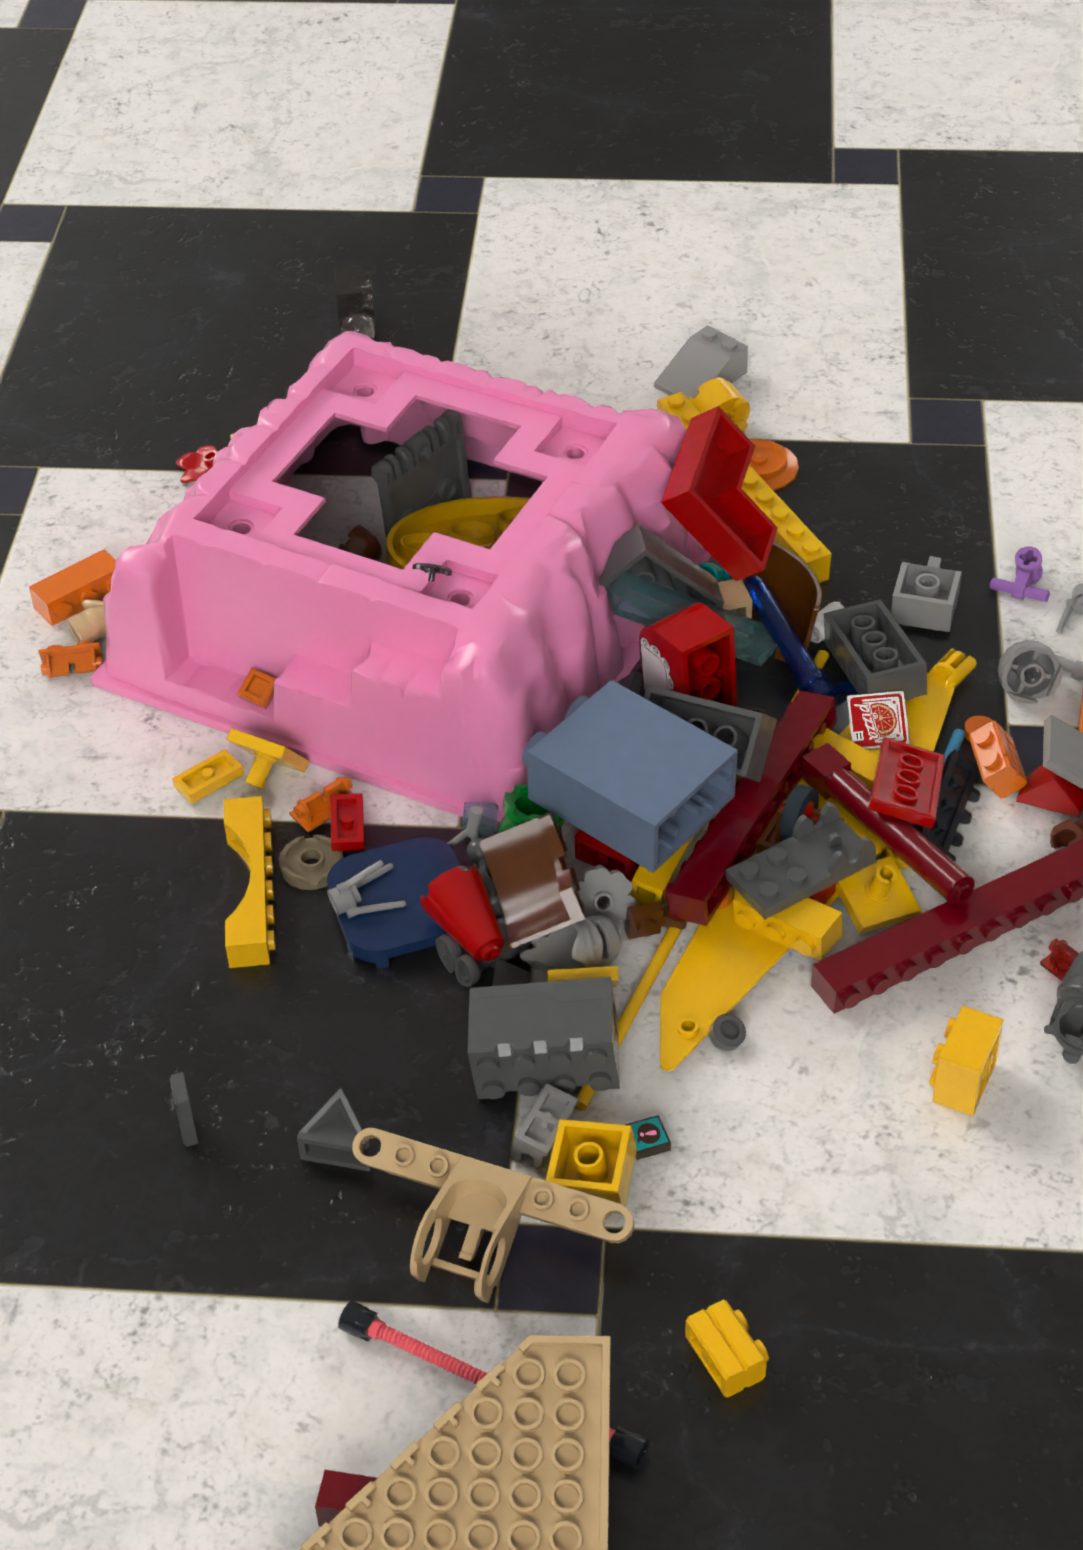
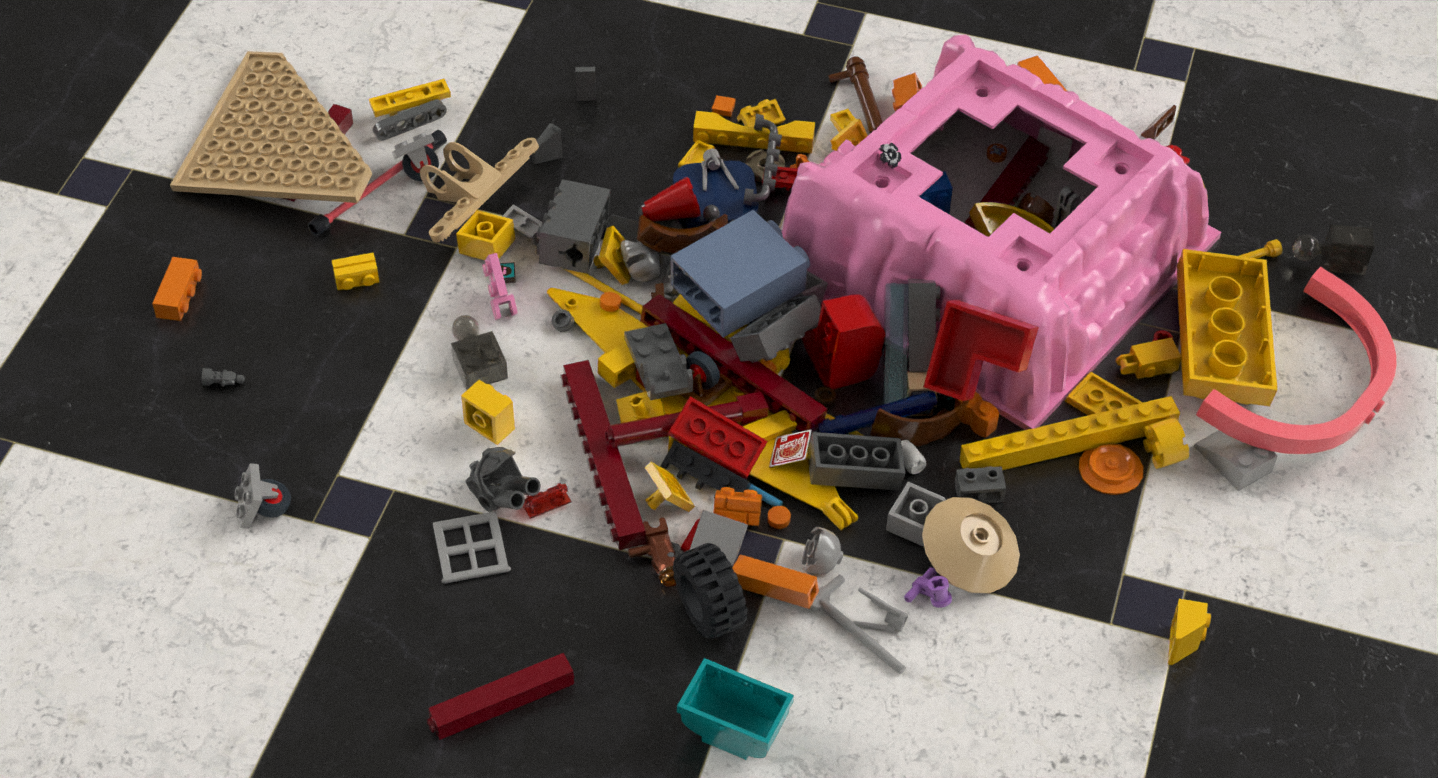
camera: 100 degrees right, 5 degrees up
(91, 779) = (859, 77): none -> reddish brown cylinder
(135, 713) = (905, 89): none -> orange brick
(138, 474) = (1160, 123): none -> reddish brown slope
(182, 935) = (723, 105): none -> orange tile
(204, 880) = (768, 108): none -> yellow bracket
(251, 850) = (770, 168): none -> dark grey bar
(264, 1385) = (409, 98): none -> yellow hinge
(311, 948) = (695, 154): none -> yellow tile
(315, 1378) = (435, 110): none -> dark grey beam
(420, 1319) = (416, 155): none -> plate
(569, 360) = (1226, 327): none -> yellow plate
(663, 288) = (1316, 438): none -> coral arch
(670, 979) = (610, 301): none -> orange tile
(703, 1109) = (497, 286): none -> bright pink plate
(850, 1110) = (476, 355): none -> clear smoke brick
(852, 551) = (981, 484): none -> dark grey brick
(950, 540) = (960, 555): none -> tan dish
(989, 372) = (1187, 629): none -> yellow slope
(1005, 831) = (668, 489): none -> yellow tile
(1040, 1480) = (223, 378): none -> dark grey piece

